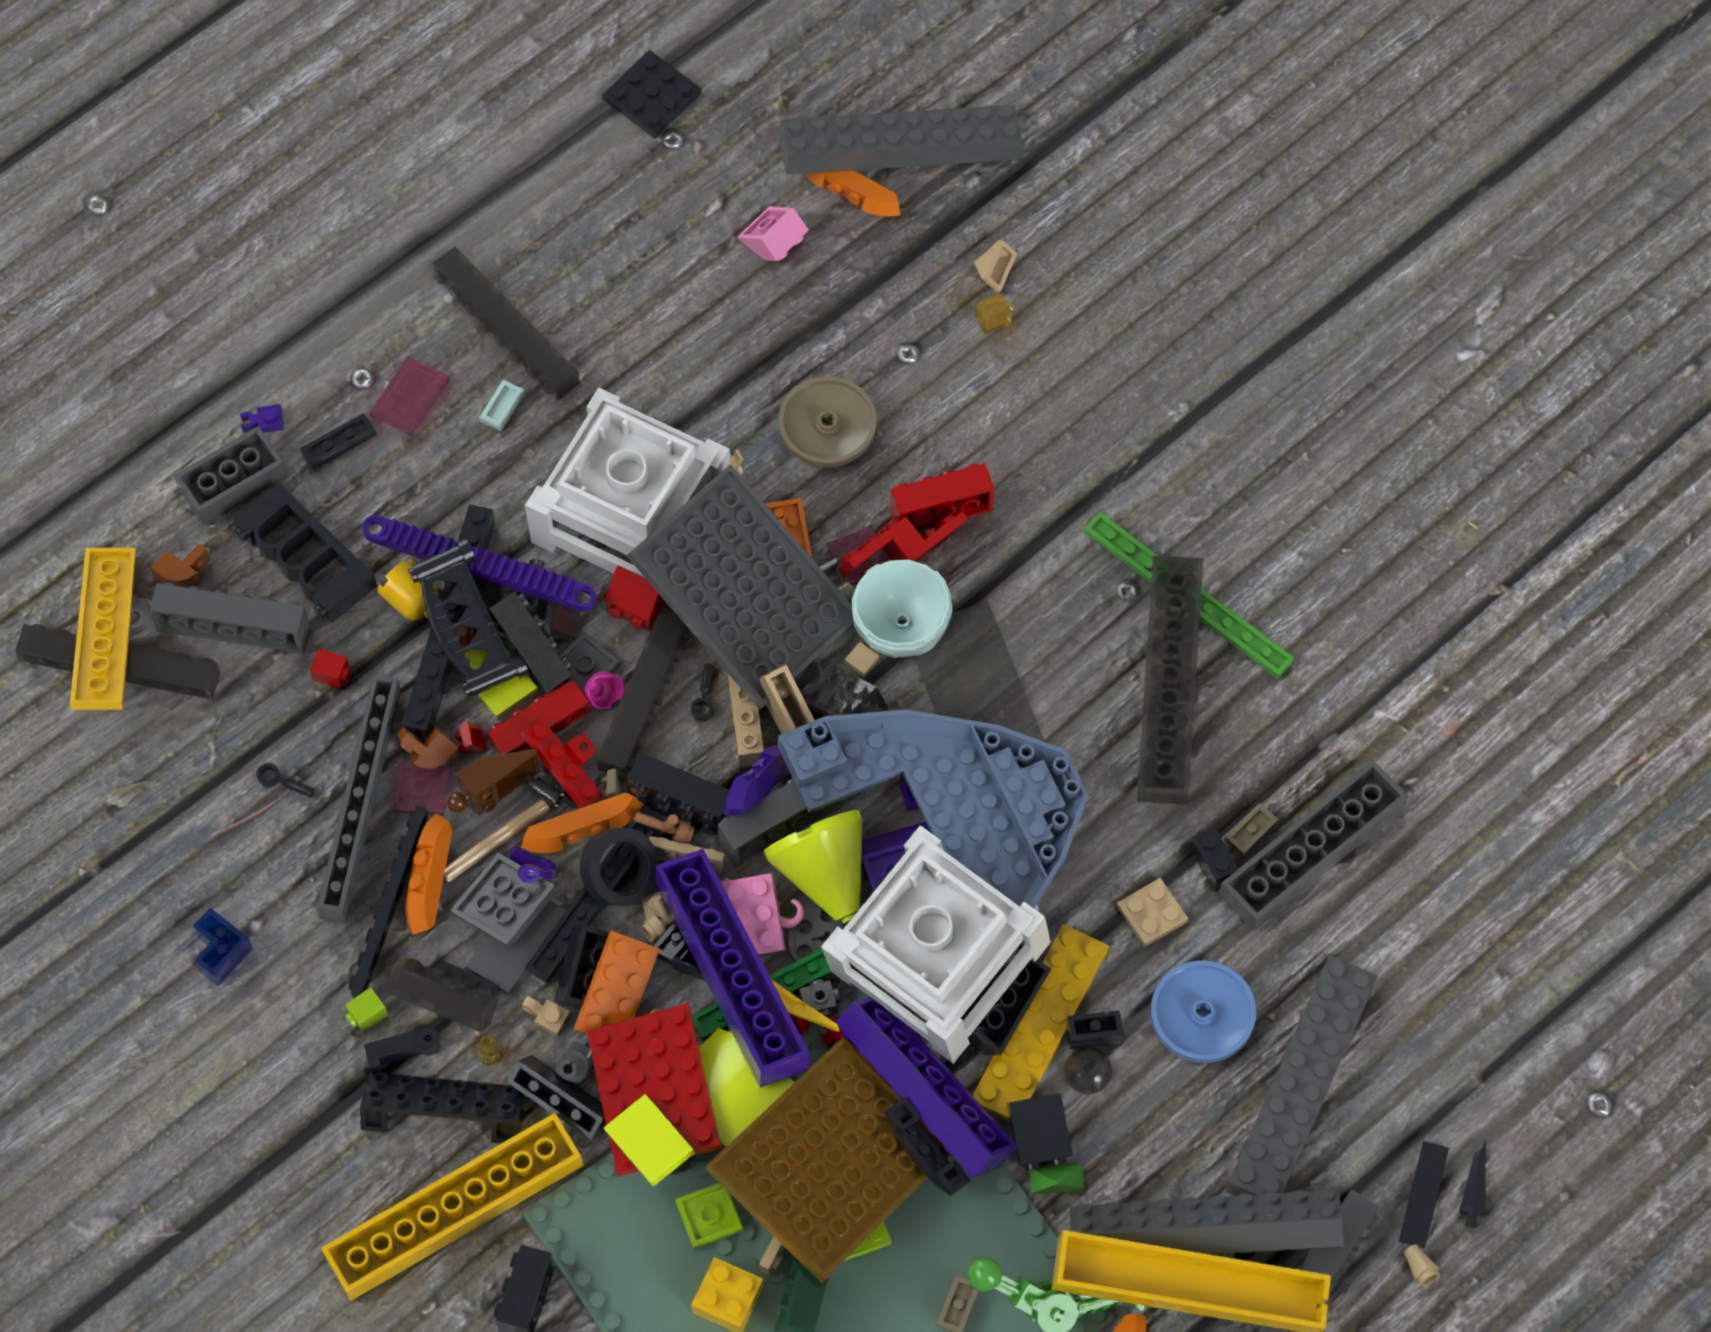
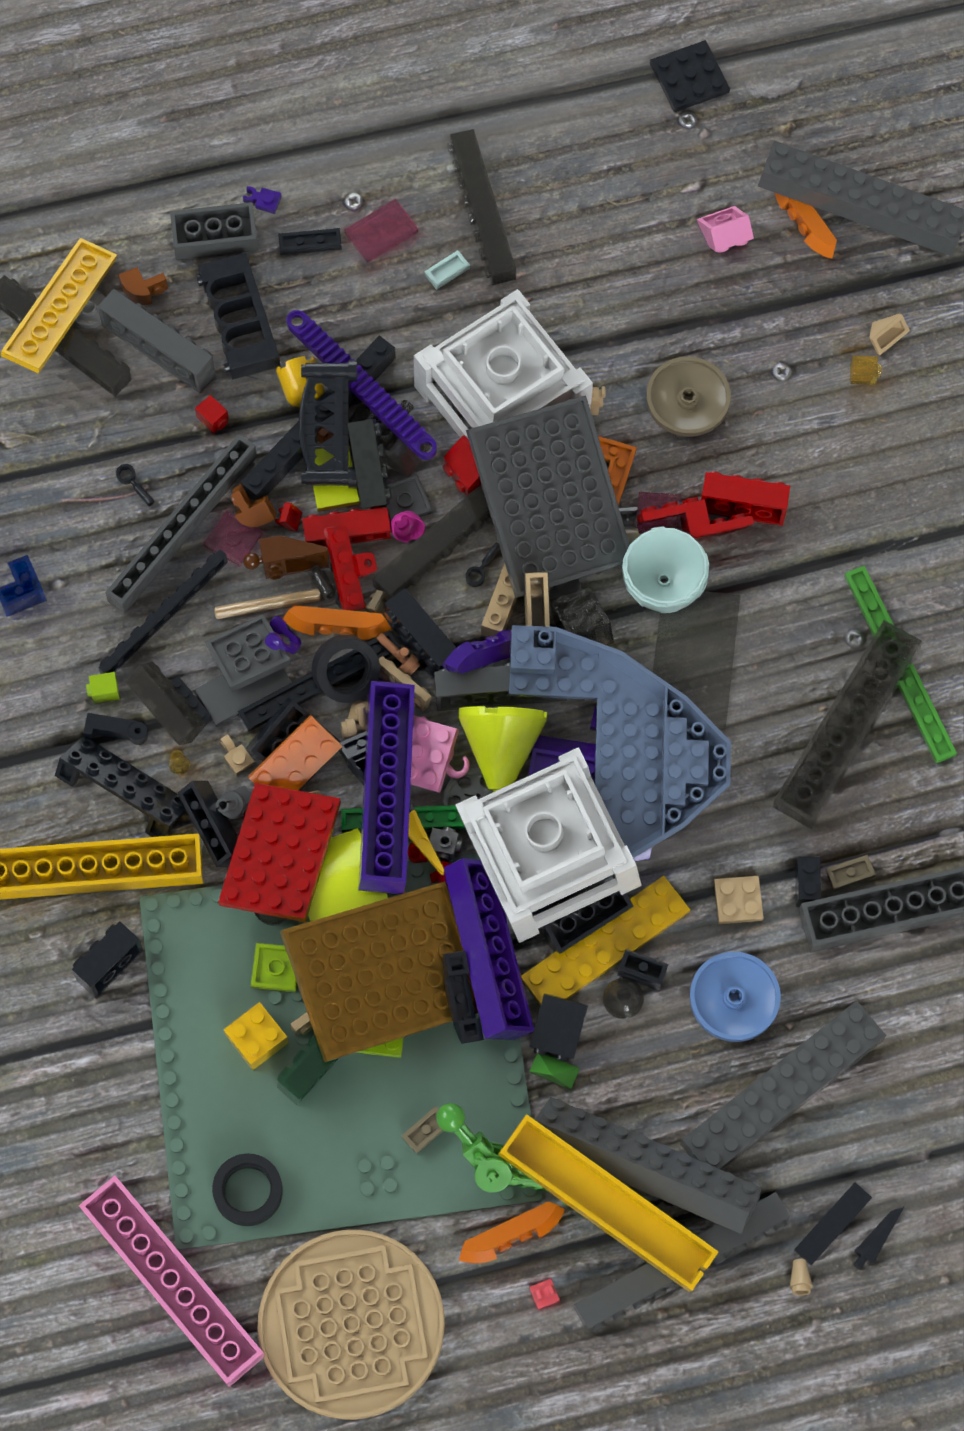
camera: 25 degrees right, 5 degrees up
(427, 874) = (202, 605): orange brick -> none
(649, 1140) = (253, 889): neon yellow tile -> none
(861, 659) = (618, 595): tan tile -> none

